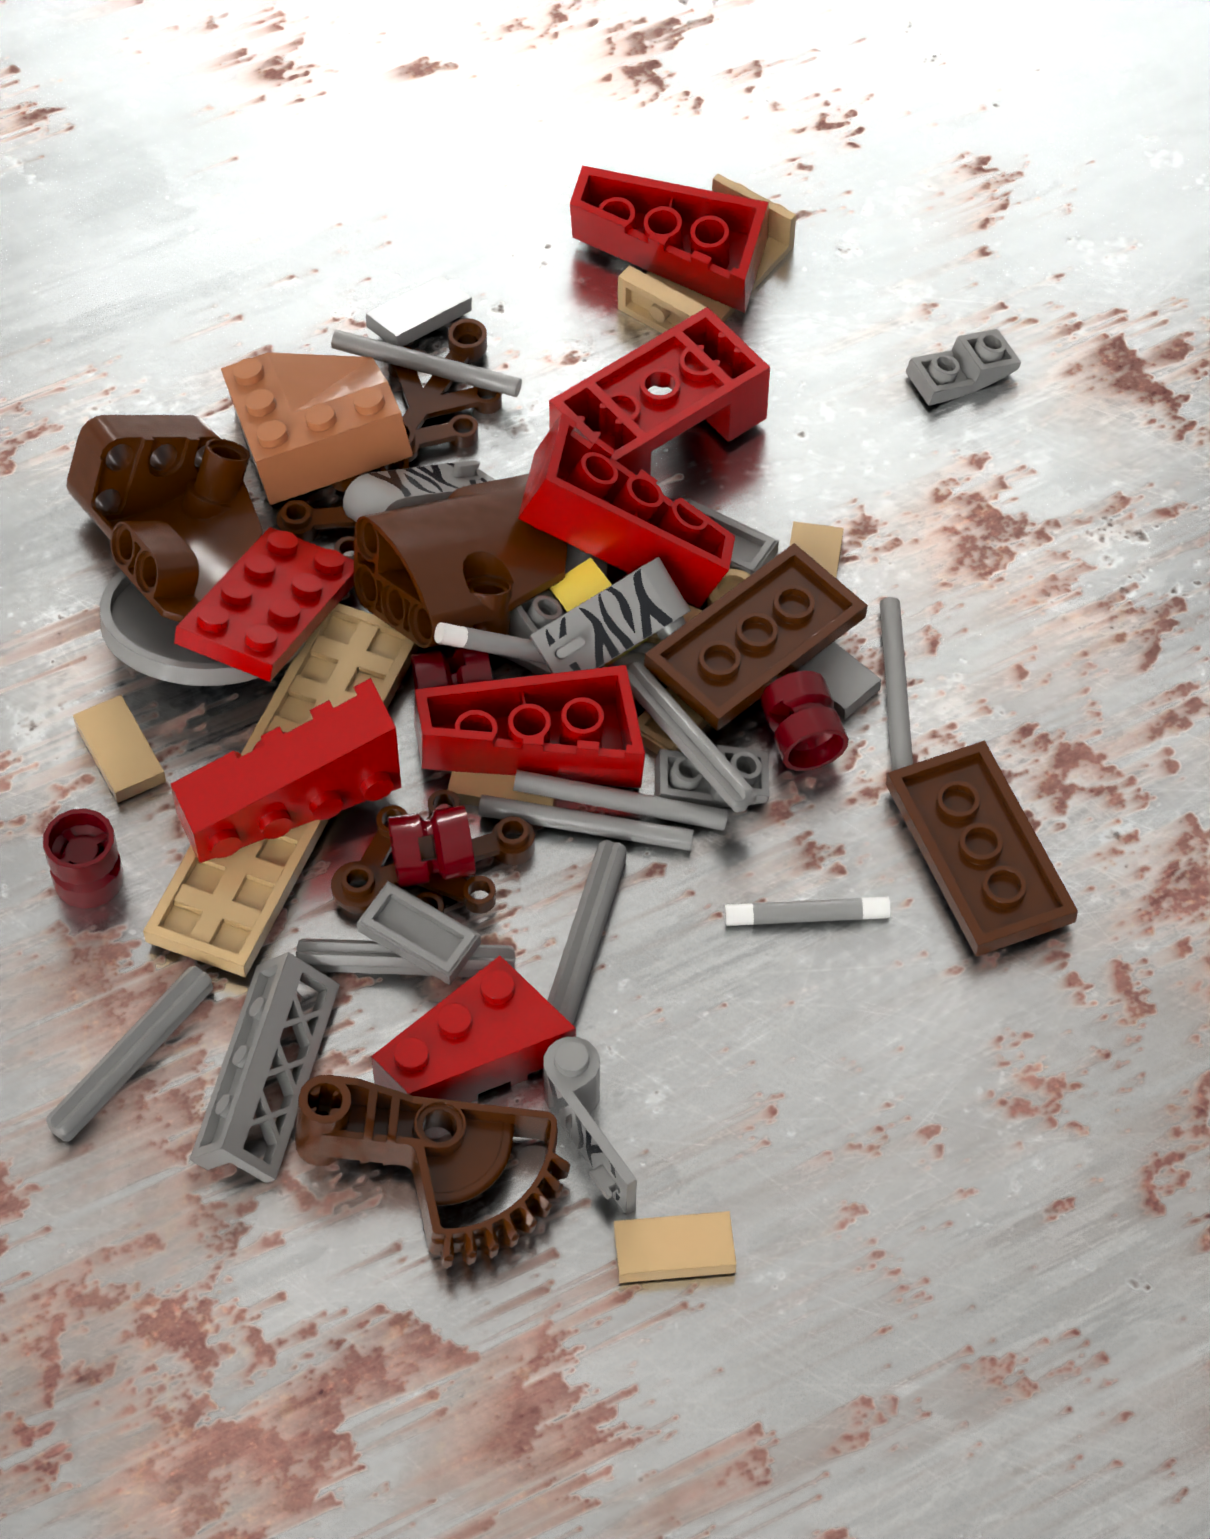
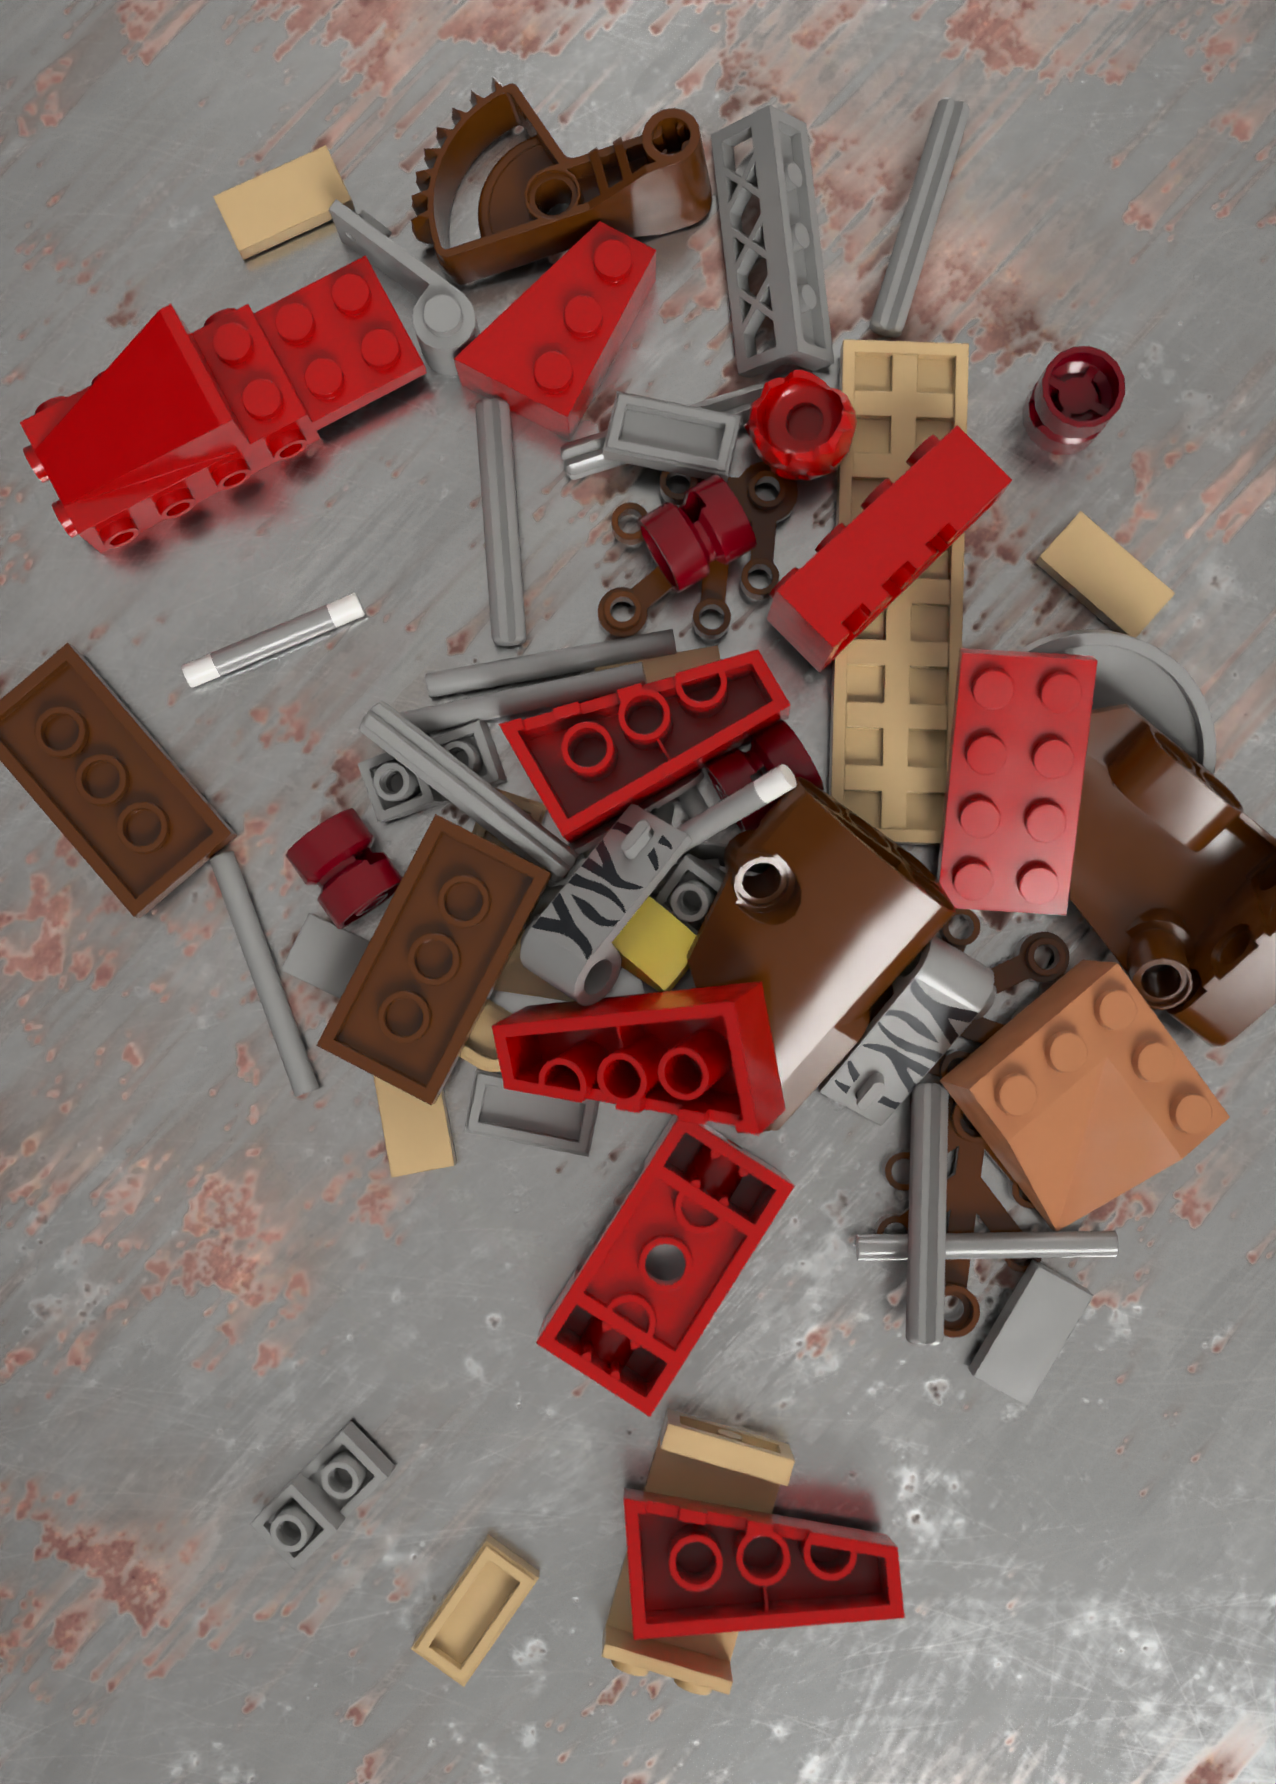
camera: 160 degrees right, 30 degrees up
(312, 893) = (801, 426): none -> red hair
(460, 383) = (927, 1215): none -> light grey axle
(798, 1080) = (215, 404): none -> red wedge
(877, 279) = (475, 1610): none -> tan tile

